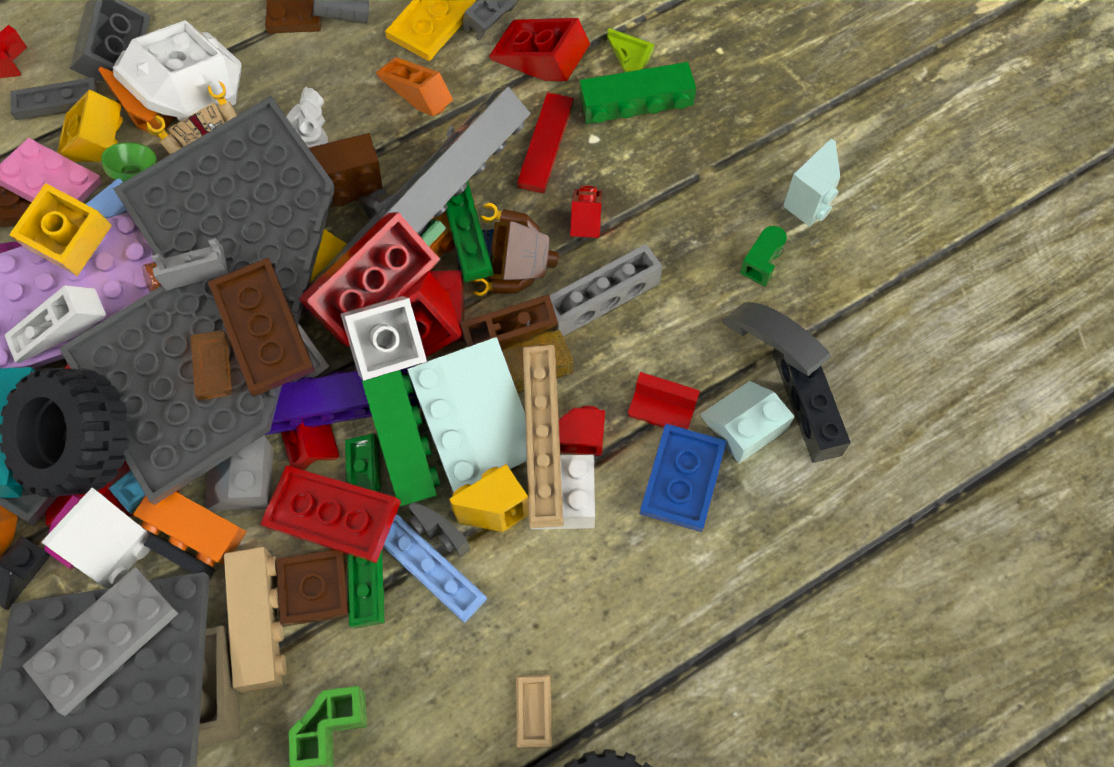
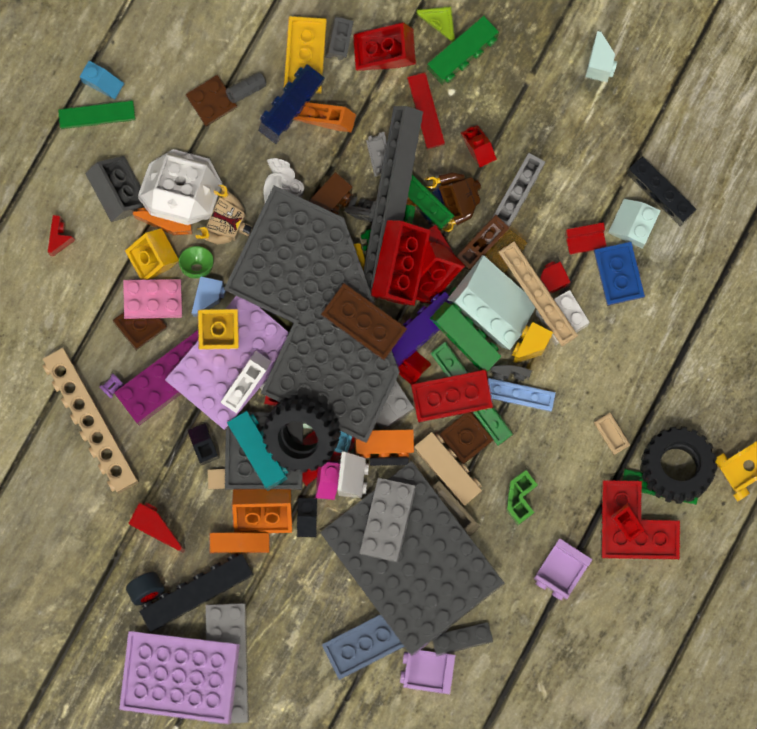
camera: 30 degrees left, 15 degrees up
(49, 98) = (113, 245): dark grey plate -> none
(151, 282) = (281, 326): clear orange tile -> none
(190, 266) = (302, 308): light grey hinge -> none
(211, 365) = (350, 356): clear orange tile -> none
(376, 42) = (290, 103): none -> clear blue wedge
(383, 337) = (432, 292): white brick -> none
(758, 261) = (591, 117): green leg -> none
(781, 332) = (627, 167): dark grey slope -> none

